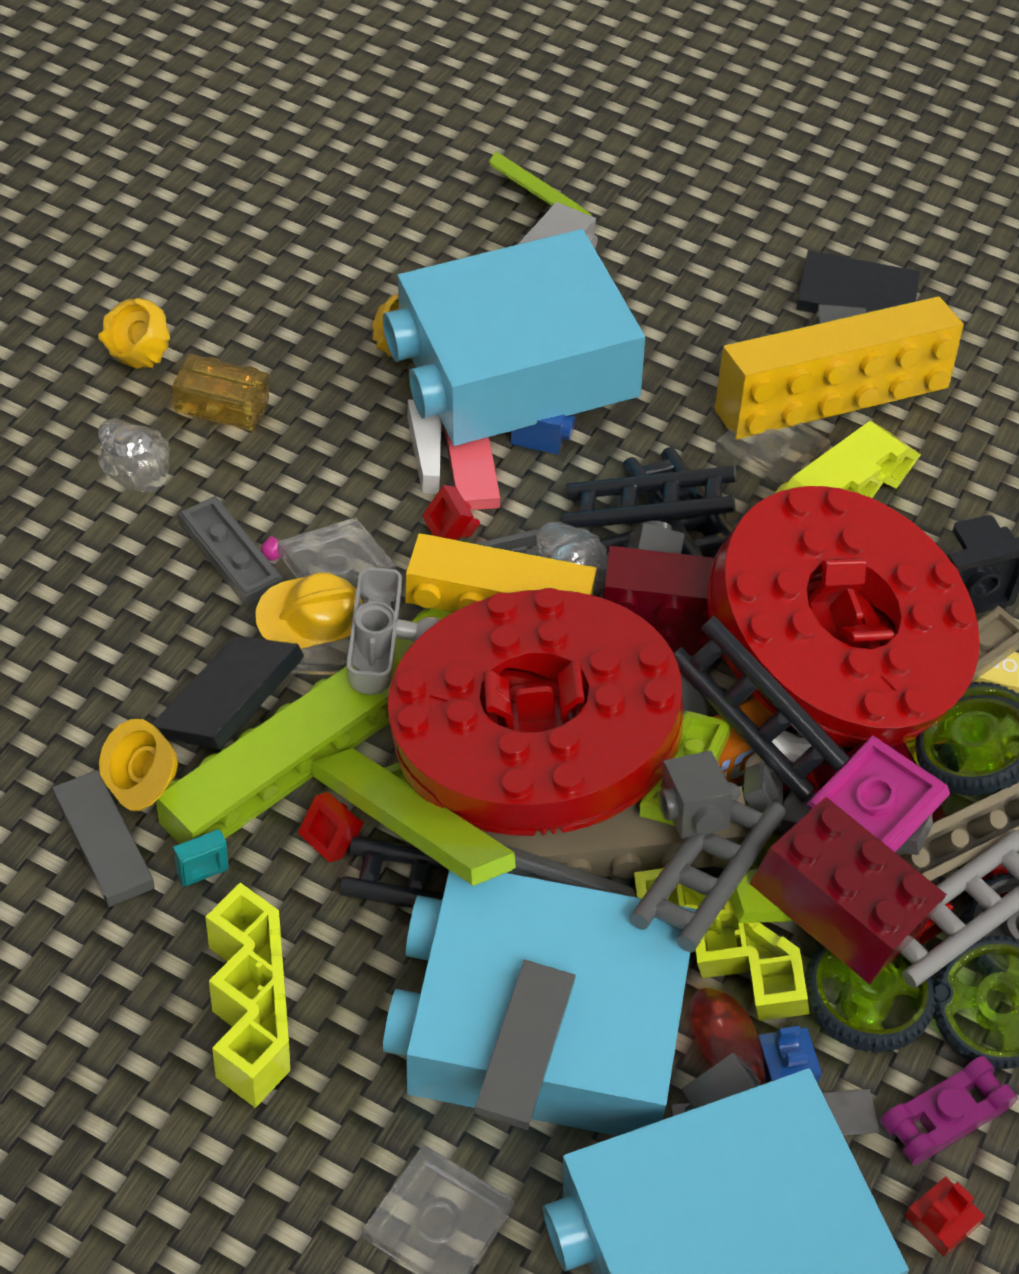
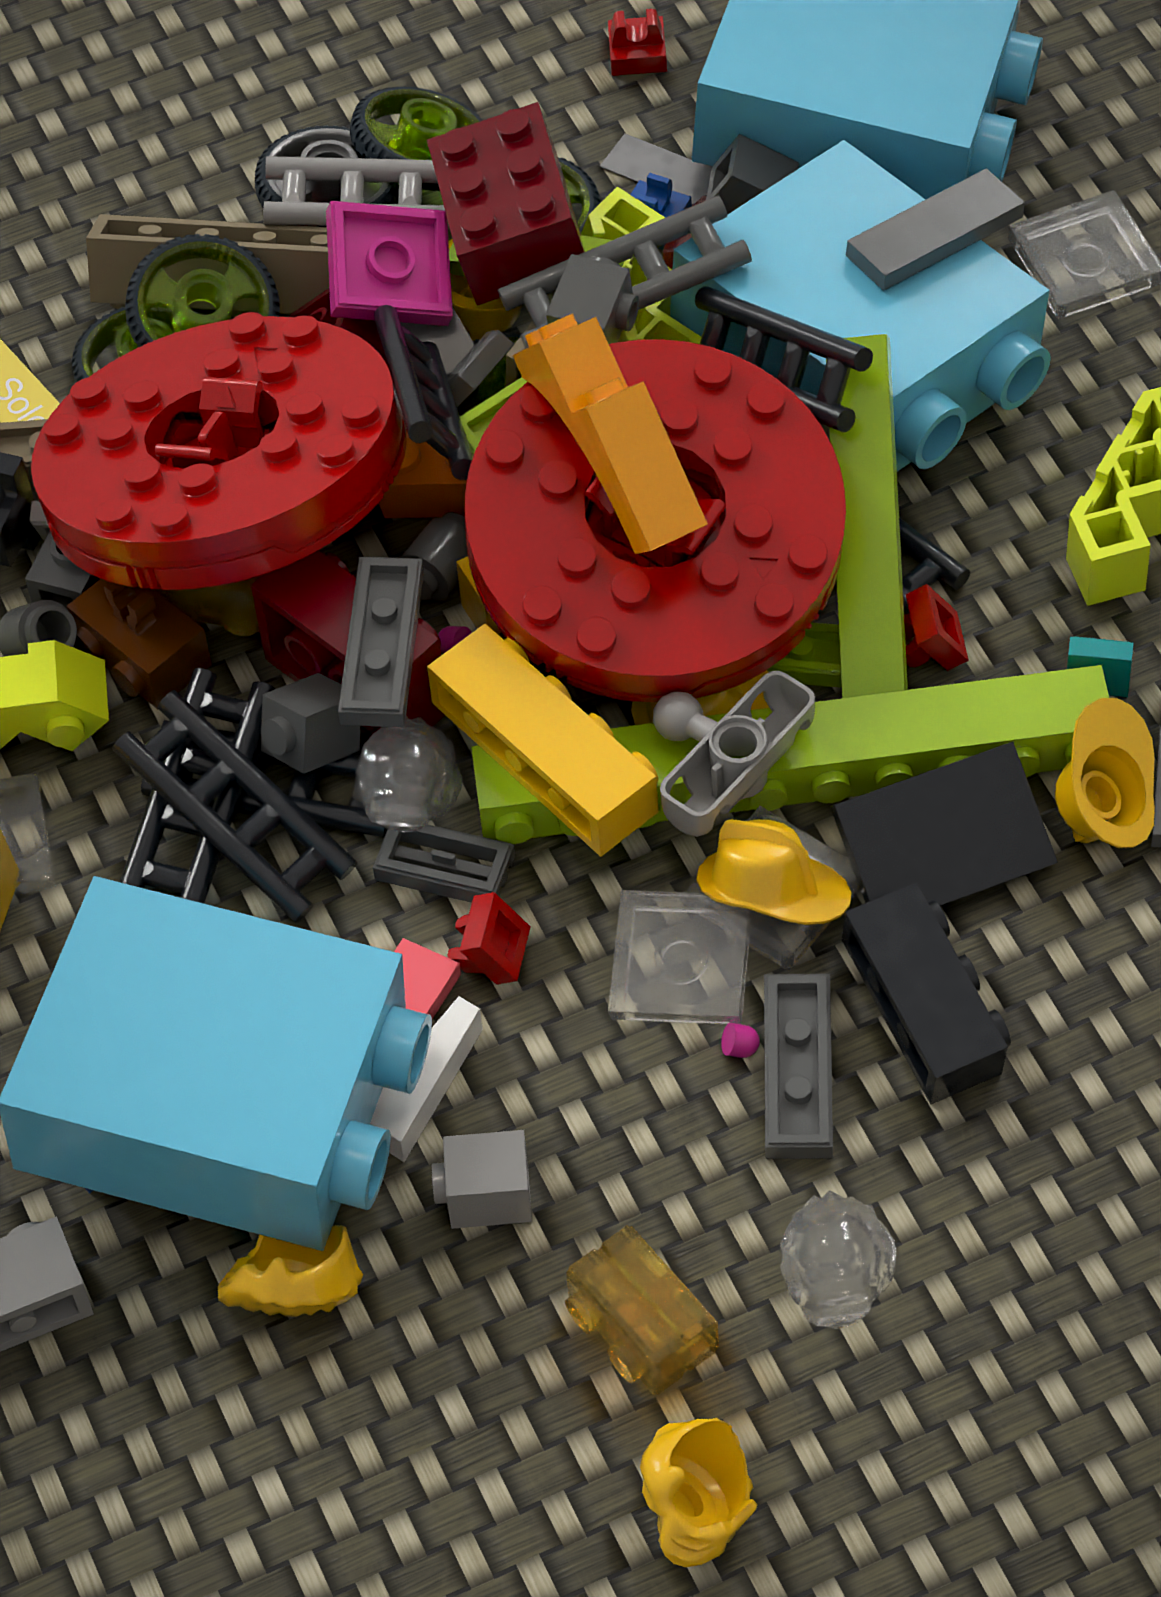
camera: 135 degrees left, 5 degrees up
(177, 597) = (926, 992): none -> black brick
(350, 409) = (484, 1179): none -> light grey brick
(547, 850) = (800, 341): none -> black bar
(570, 648) = (614, 429): none -> light orange arch
(634, 560) = (381, 642): none -> dark grey tile
(948, 1111) = (560, 103): magenta plate -> none

